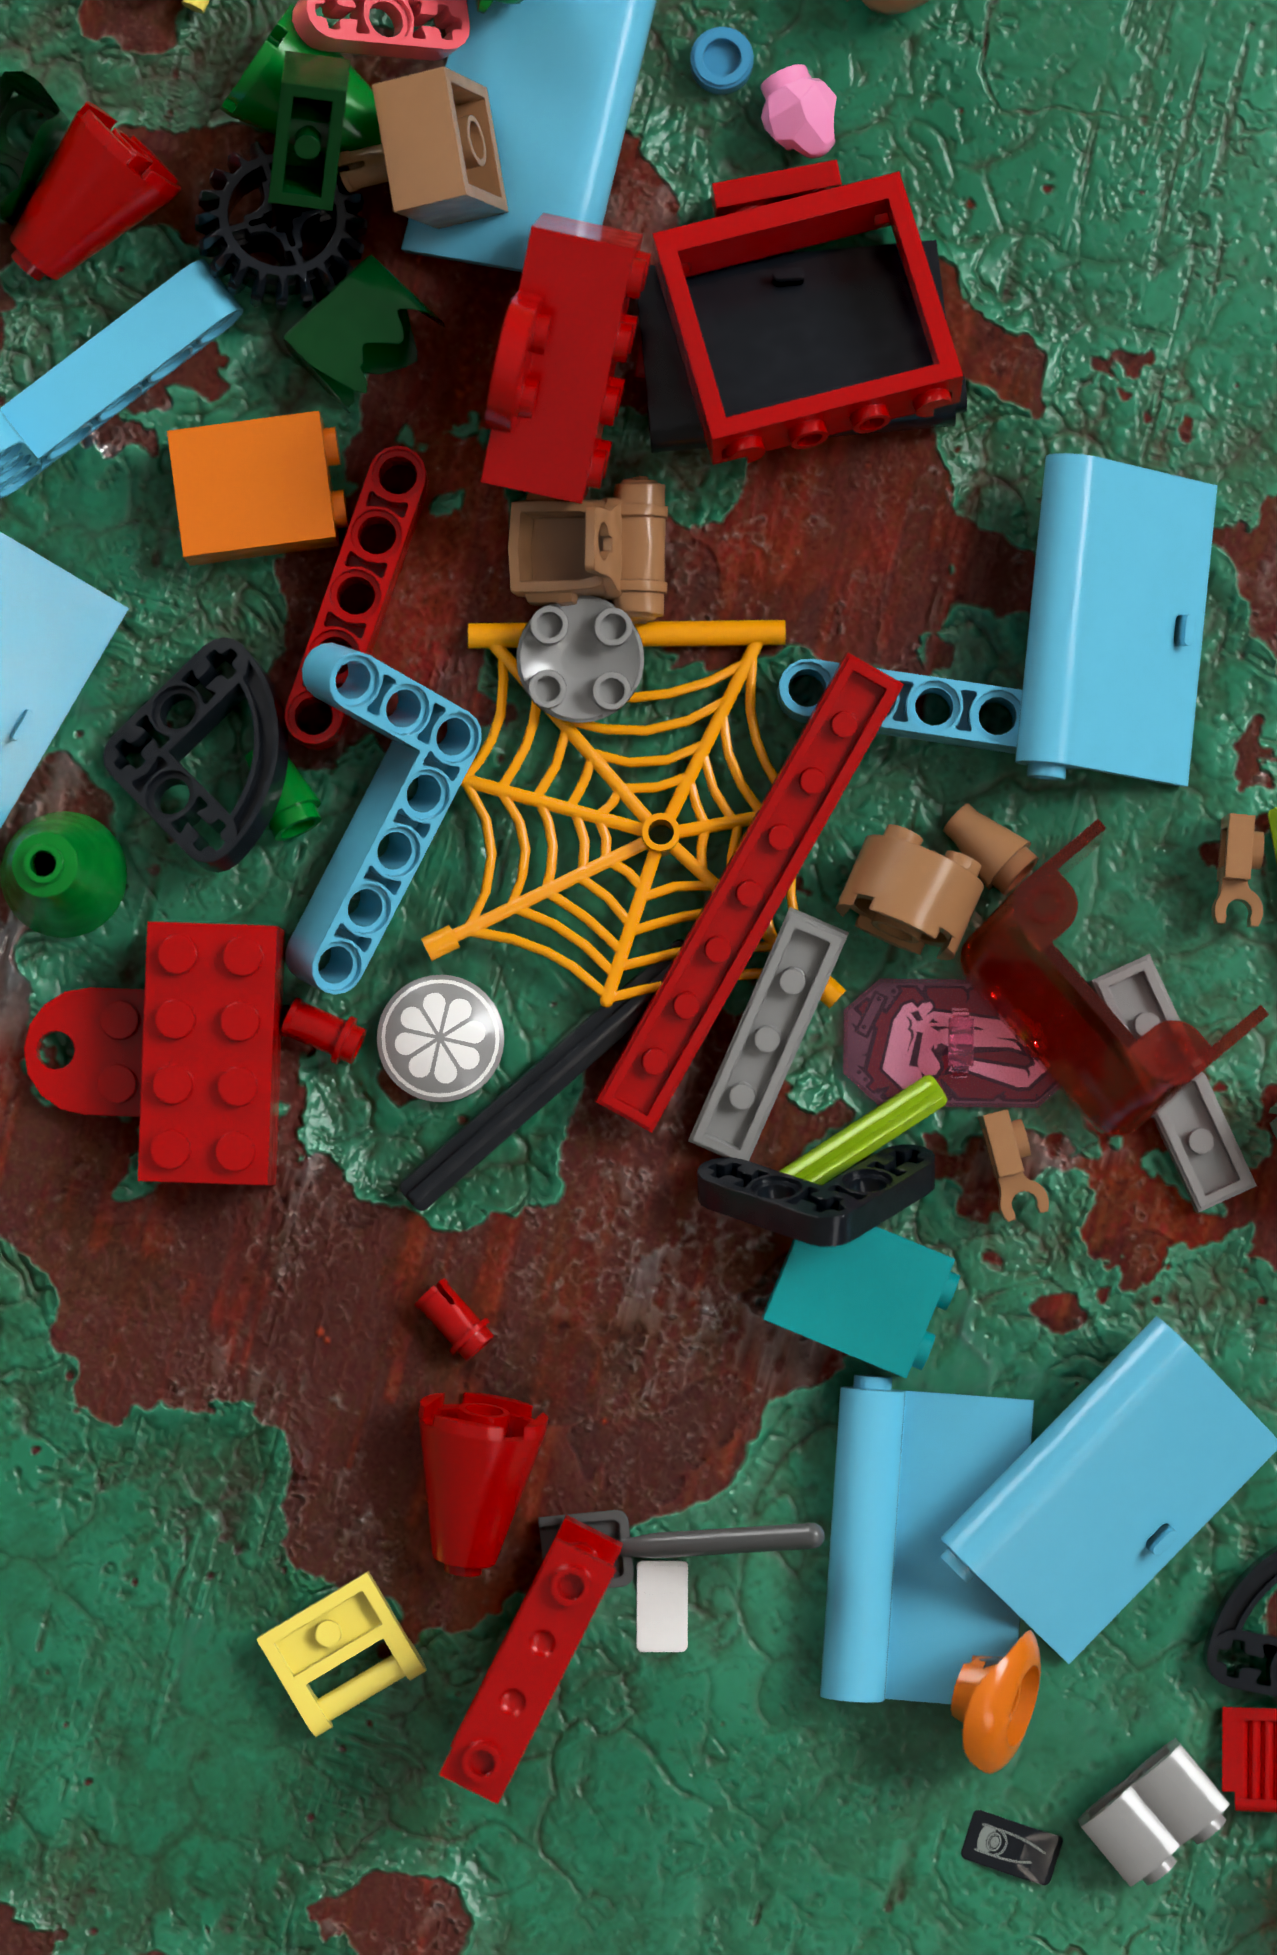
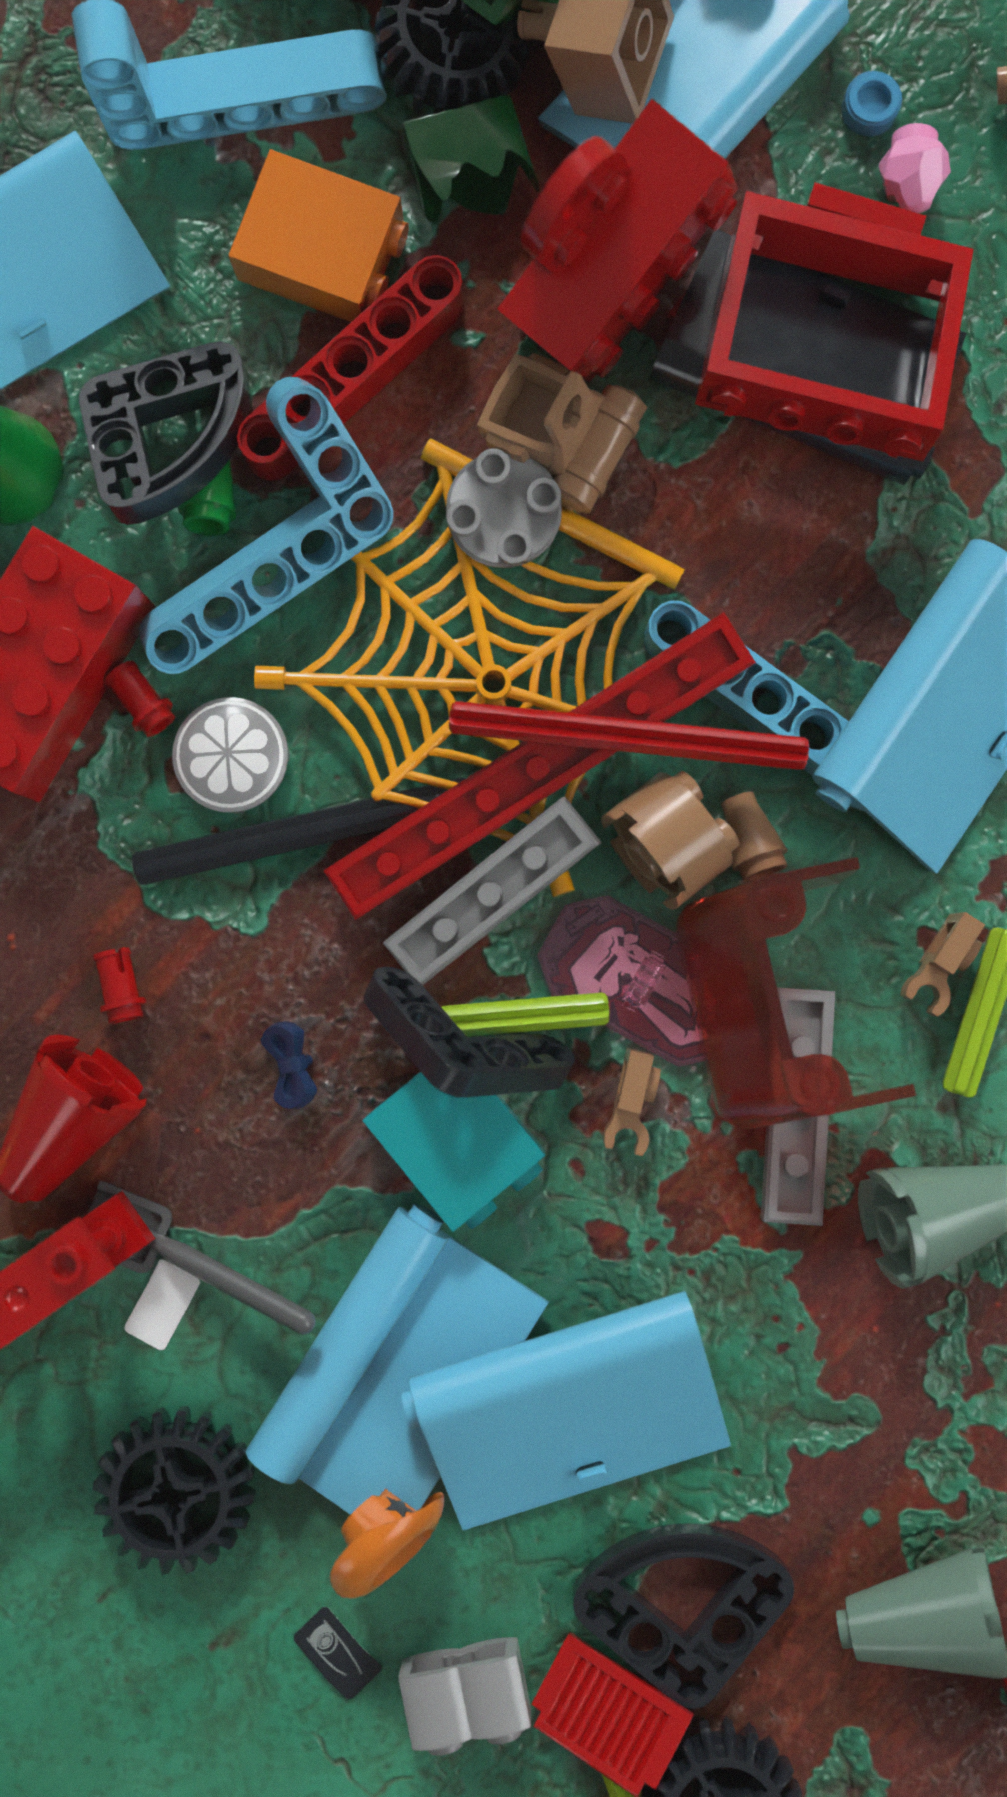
camera: 30 degrees right, 0 degrees up
(677, 1324) = (285, 1043): none -> dark blue piece
(750, 1791) = (129, 1504): none -> black gear
(820, 818) = (628, 735): none -> red axle

